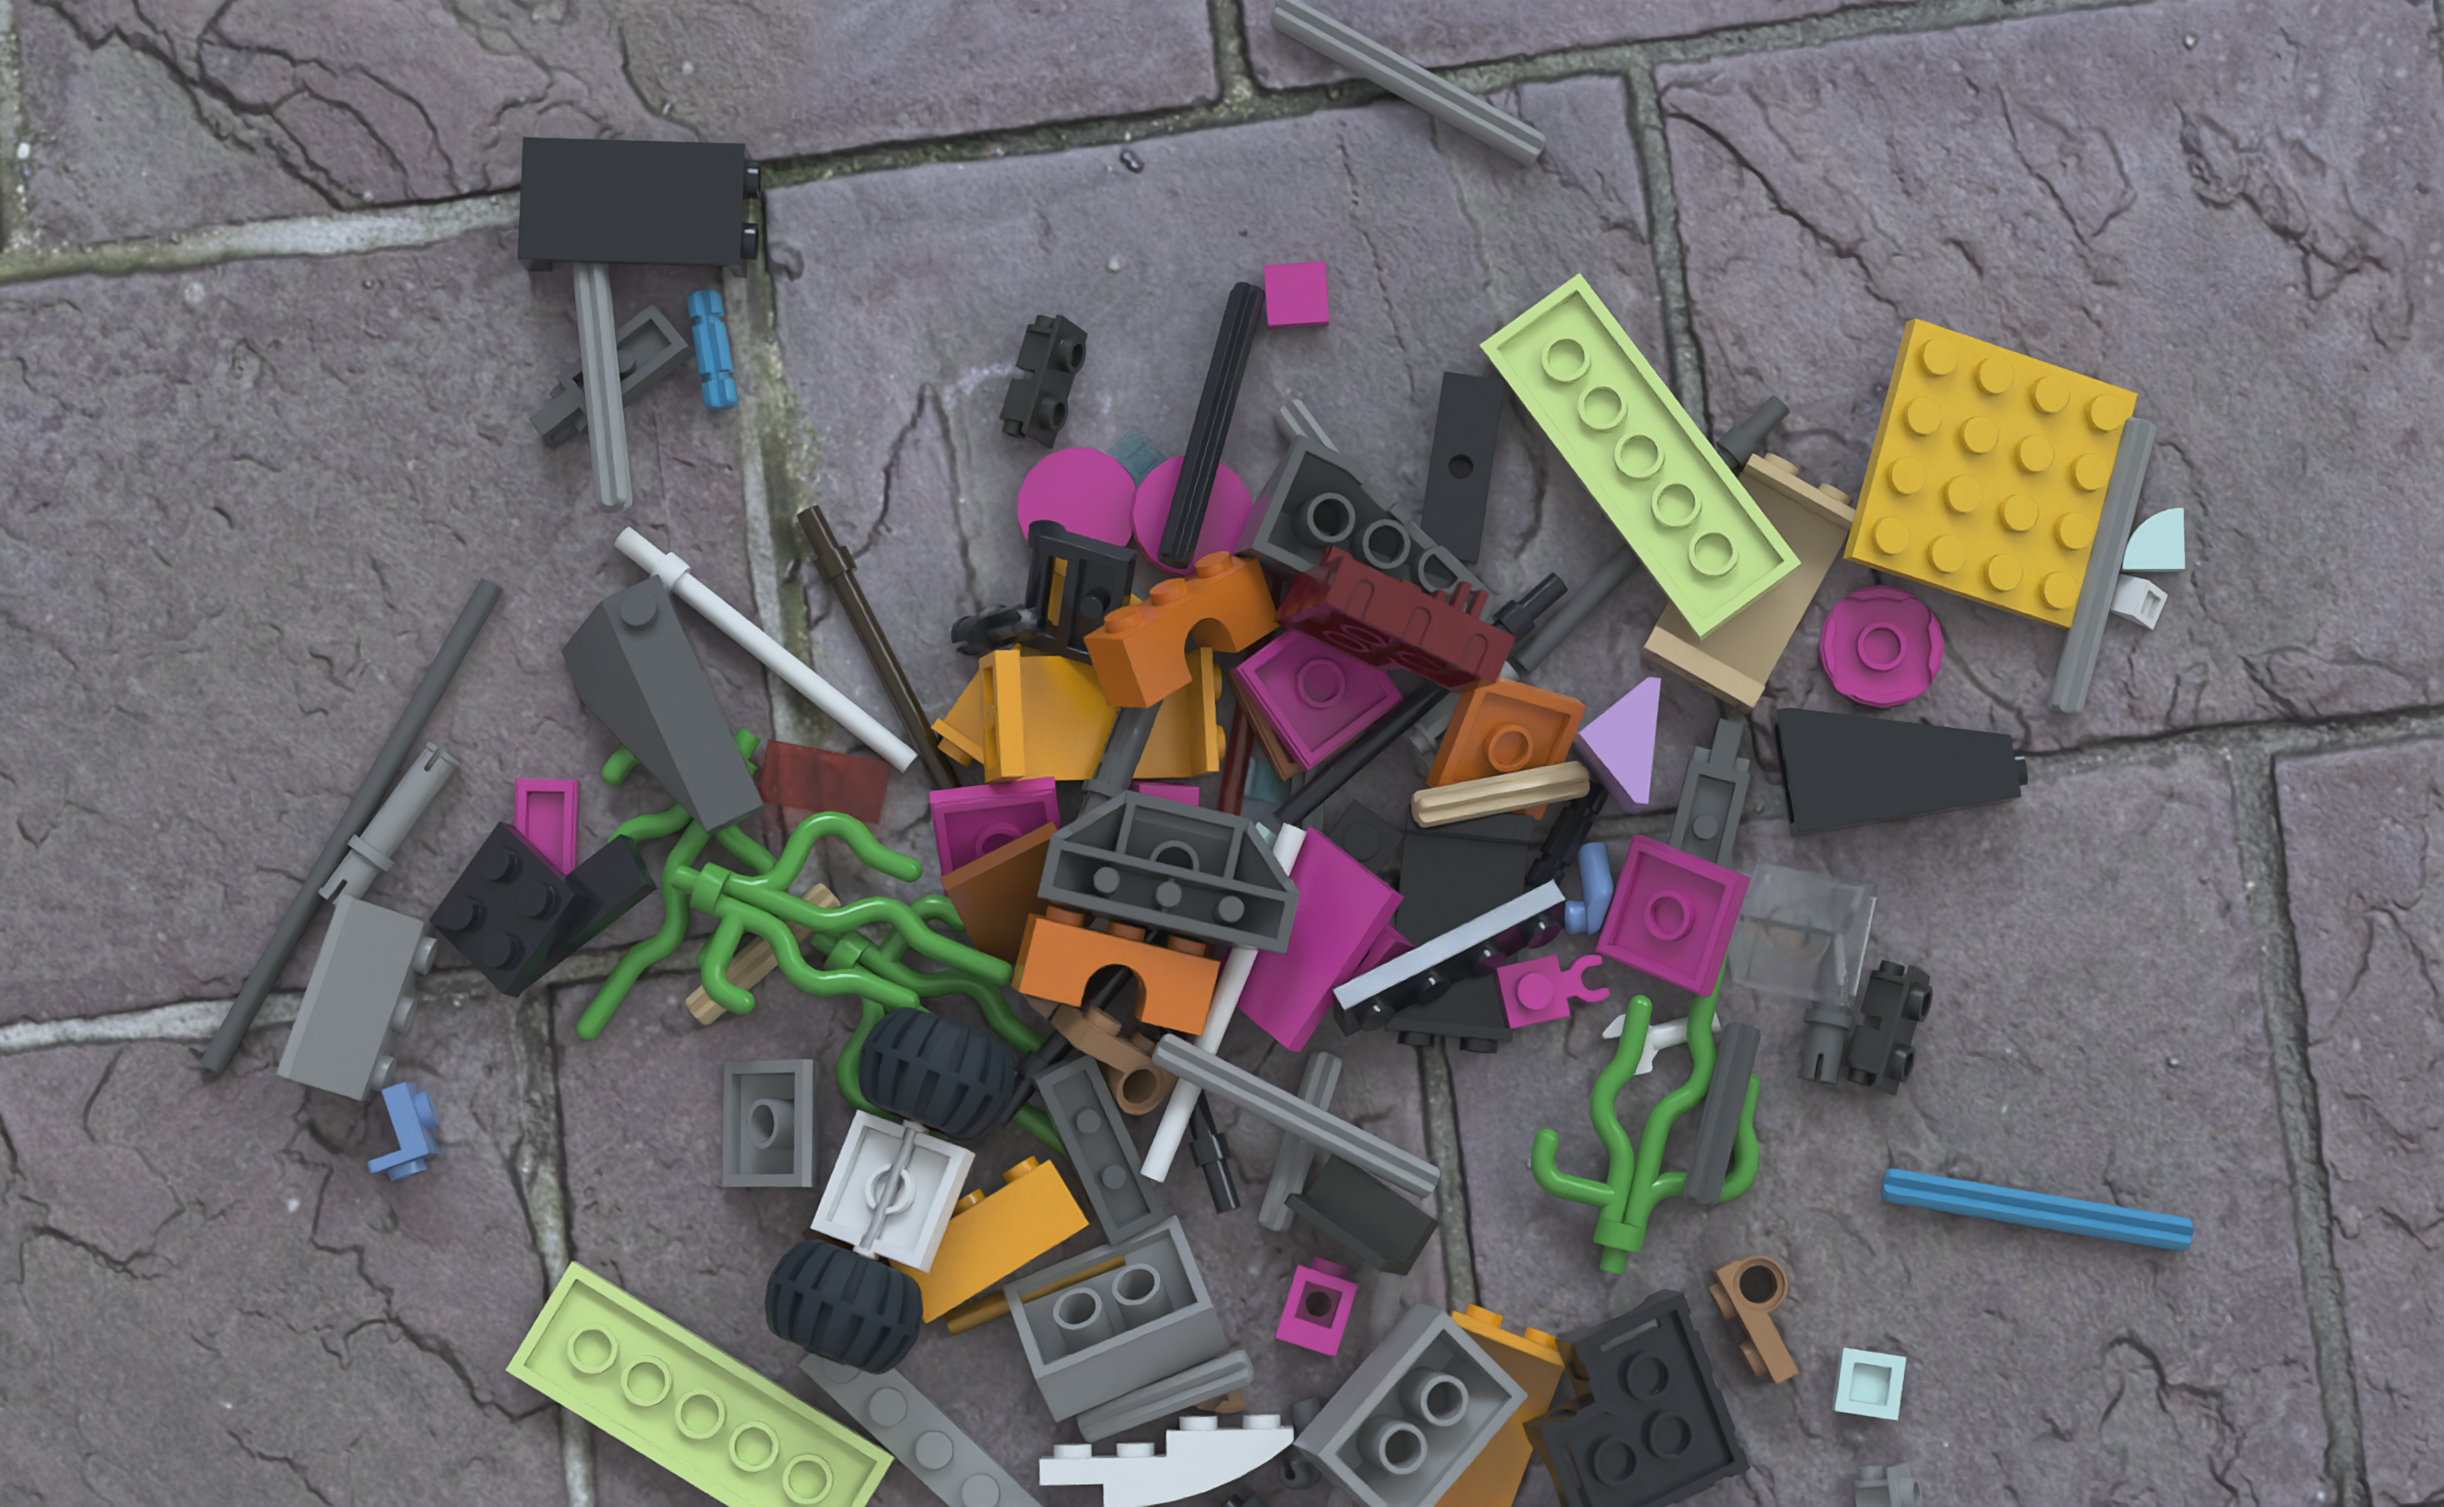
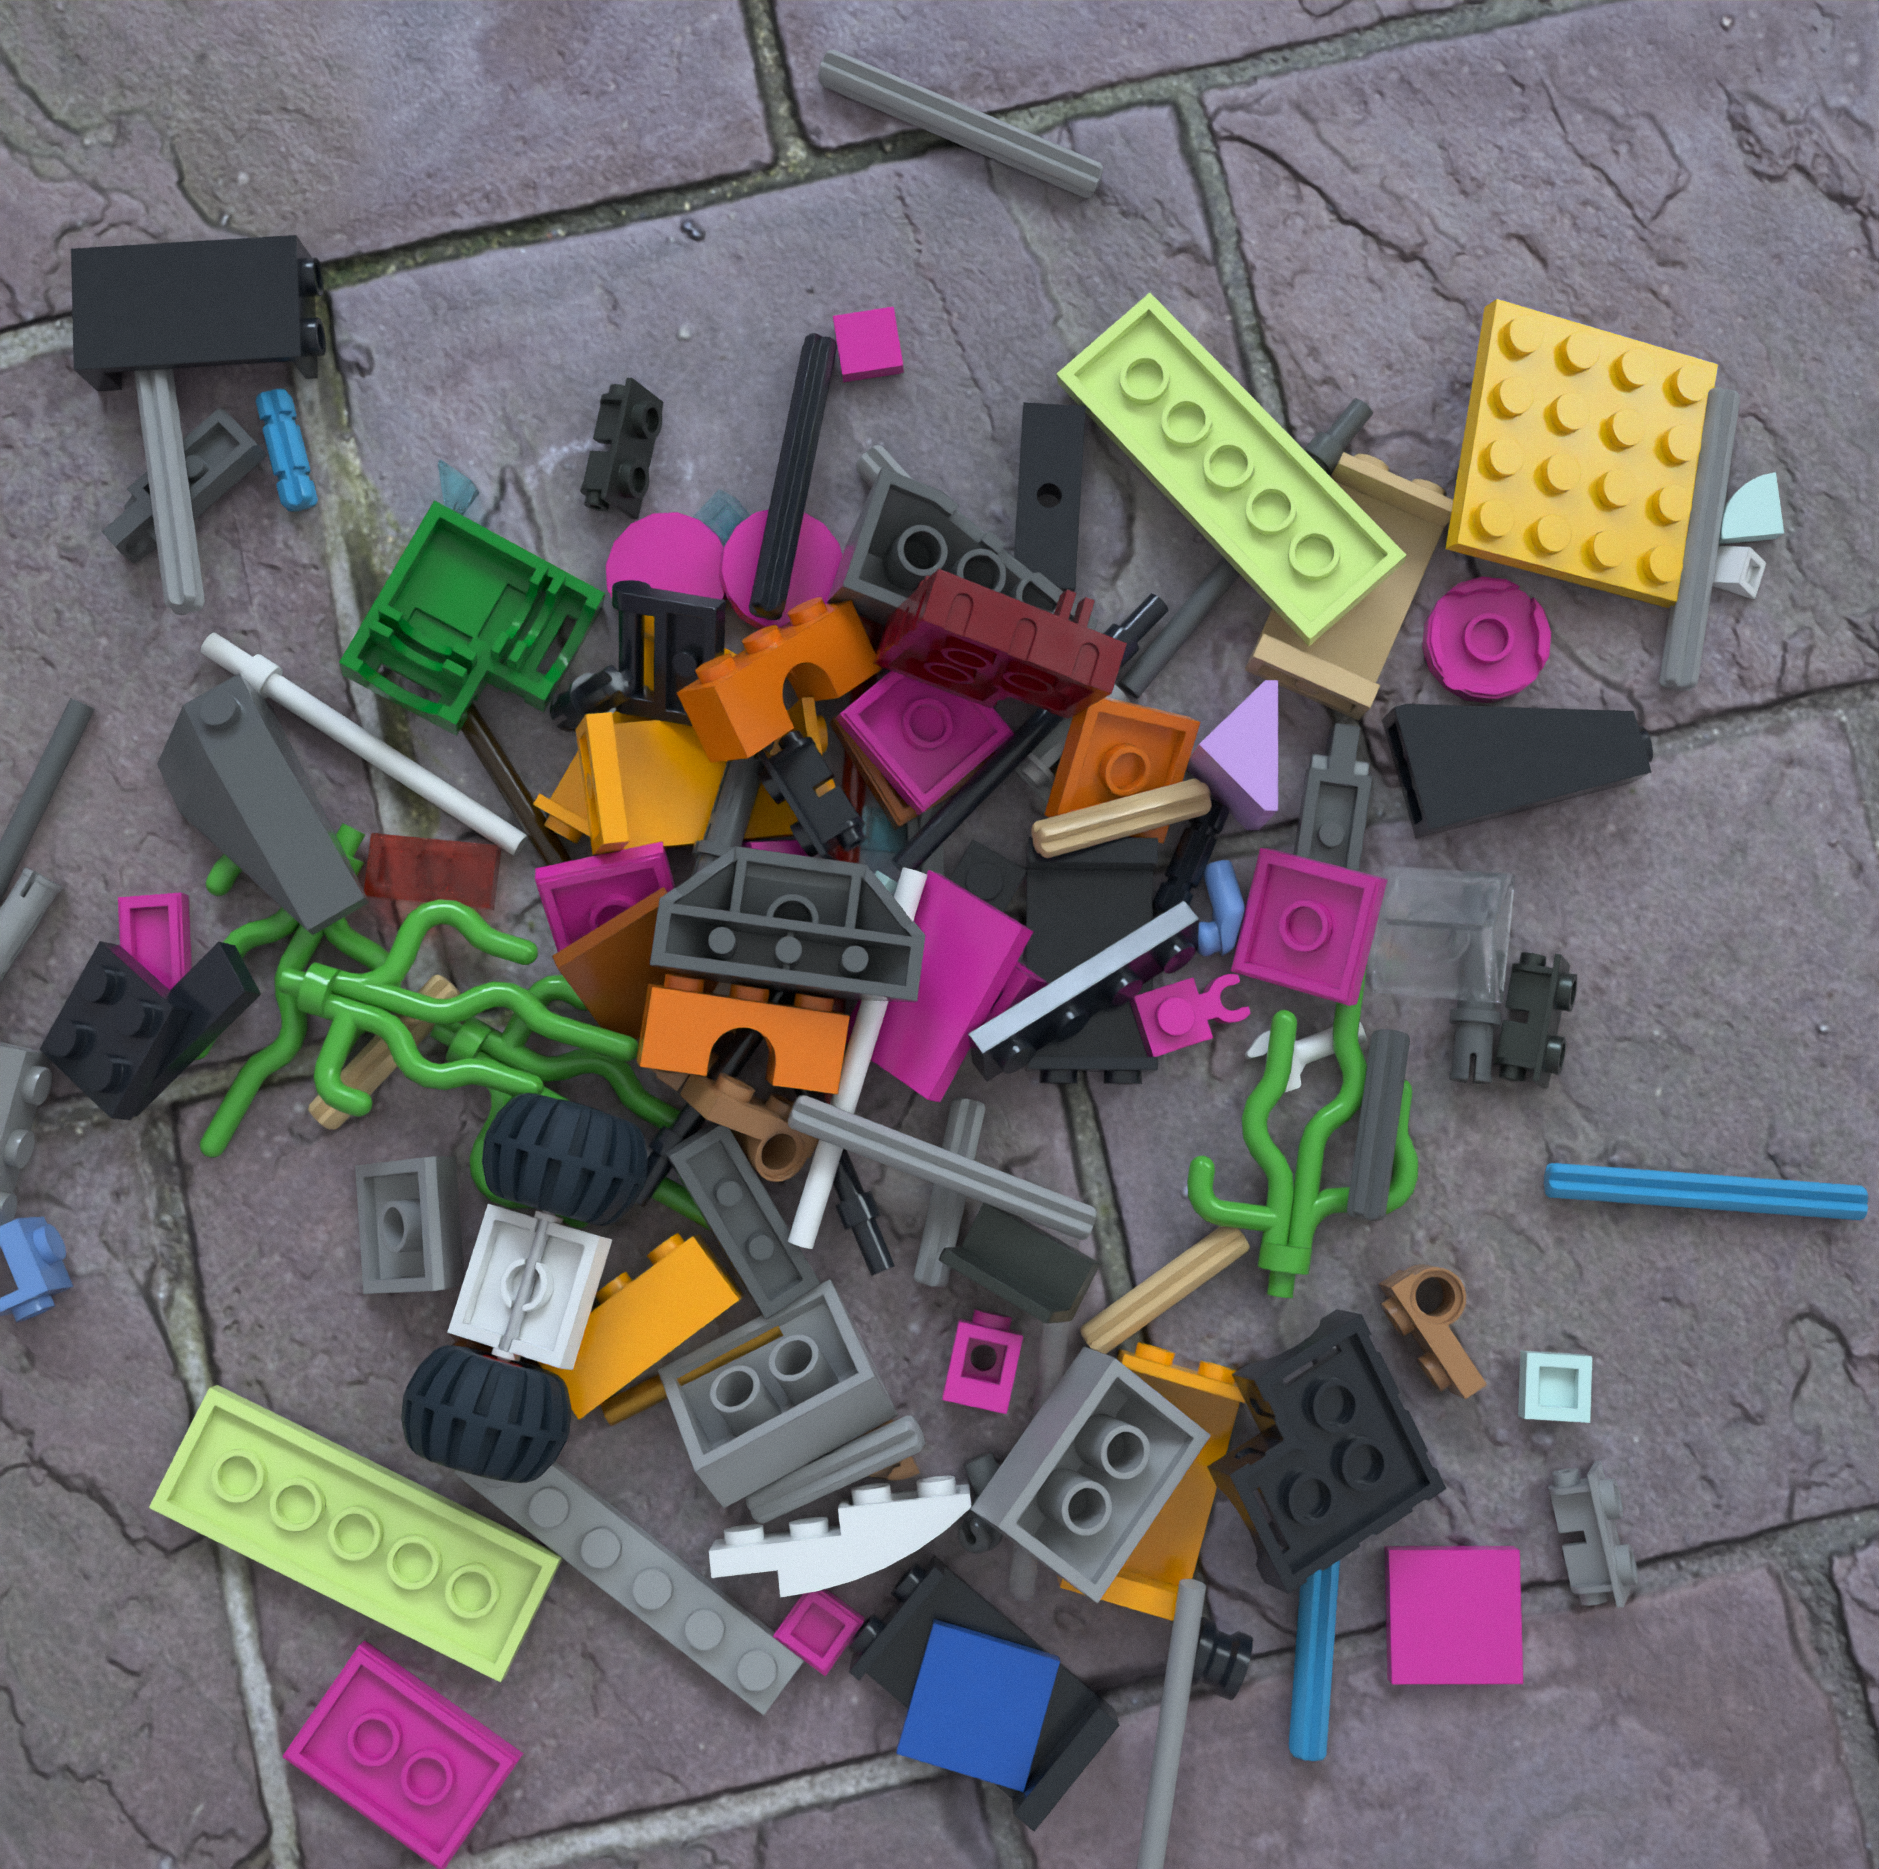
camera: 10 degrees left, 0 degrees up
(878, 407) = (456, 488): none -> clear light blue piece
(882, 535) = (468, 615): none -> green piece
(1209, 770) = (822, 820): none -> black hinge
(1500, 1254) = (1164, 1289): none -> tan axle

